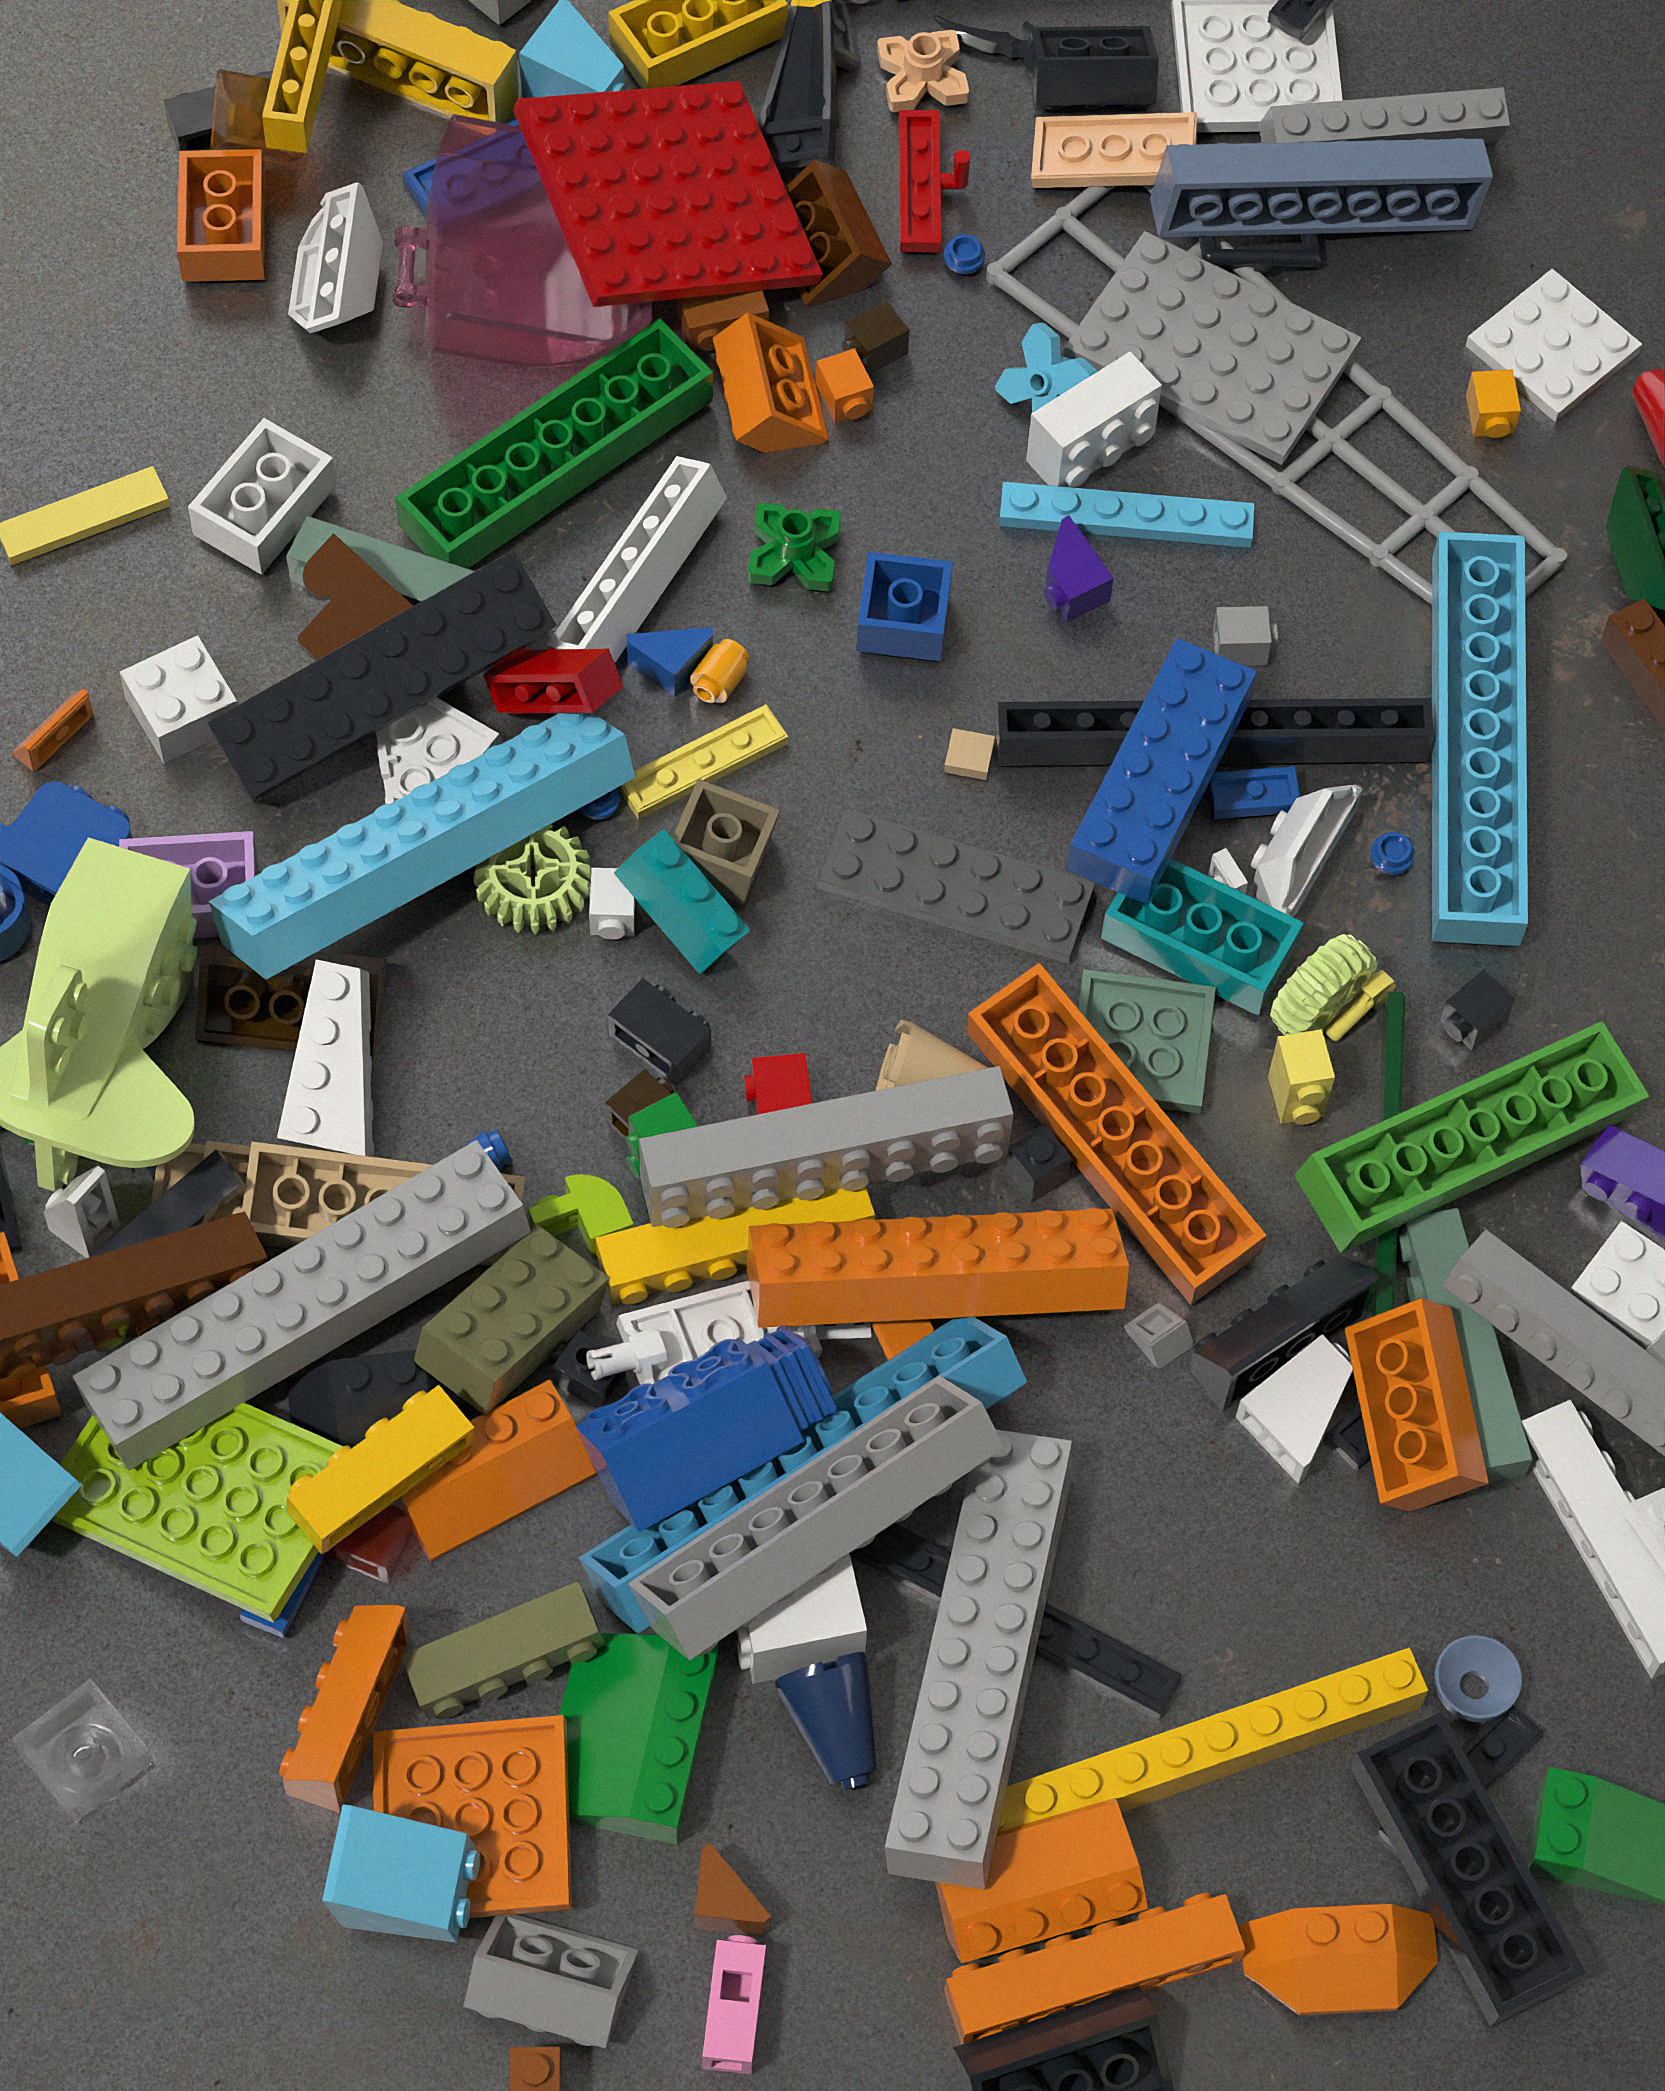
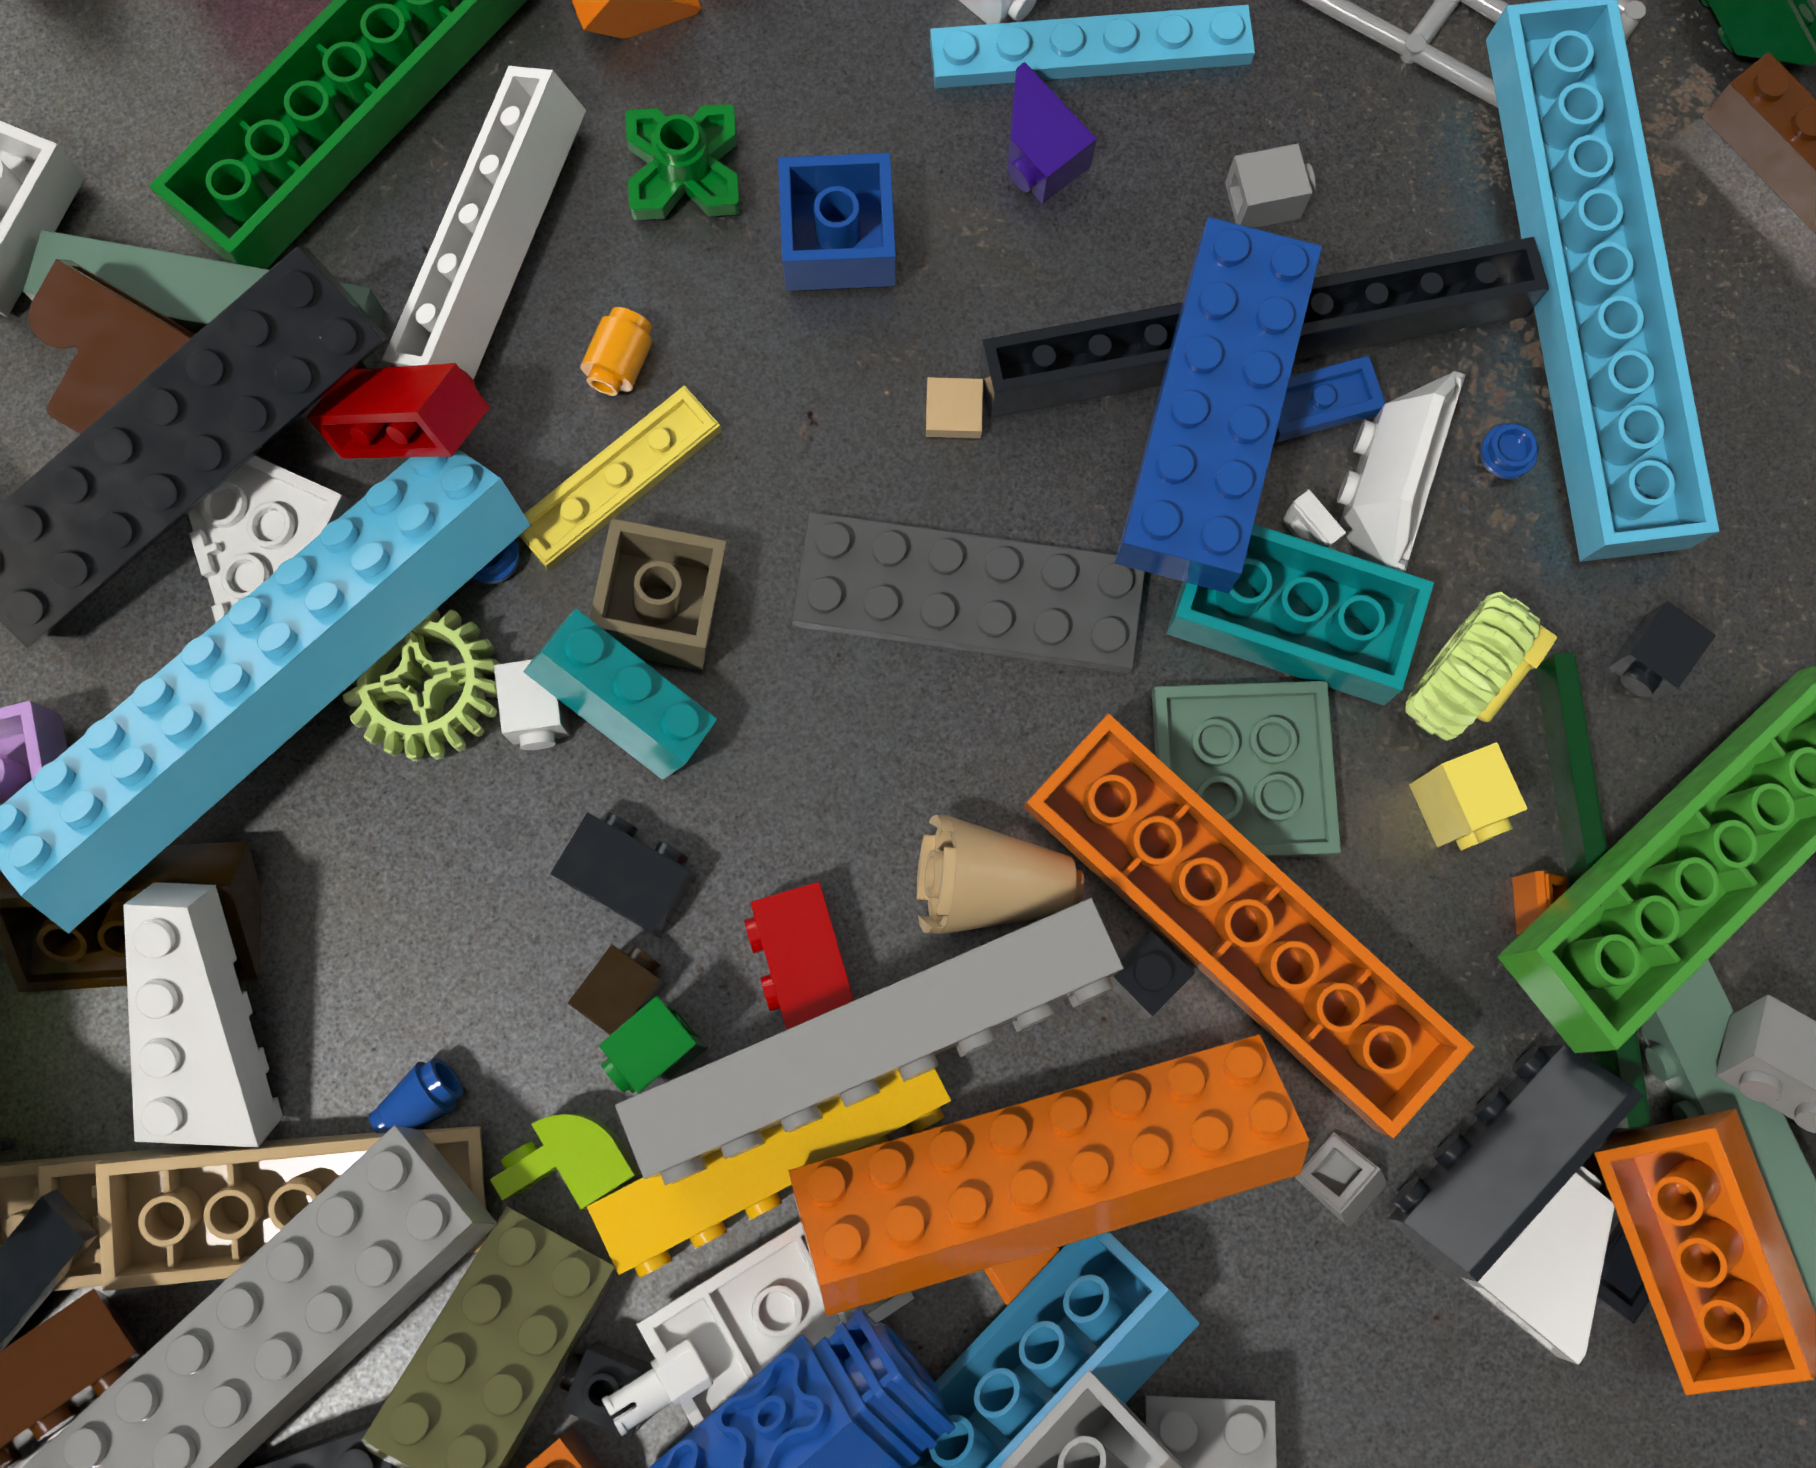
camera: 10 degrees left, 15 degrees up
(669, 656) = (548, 340): blue slope -> none

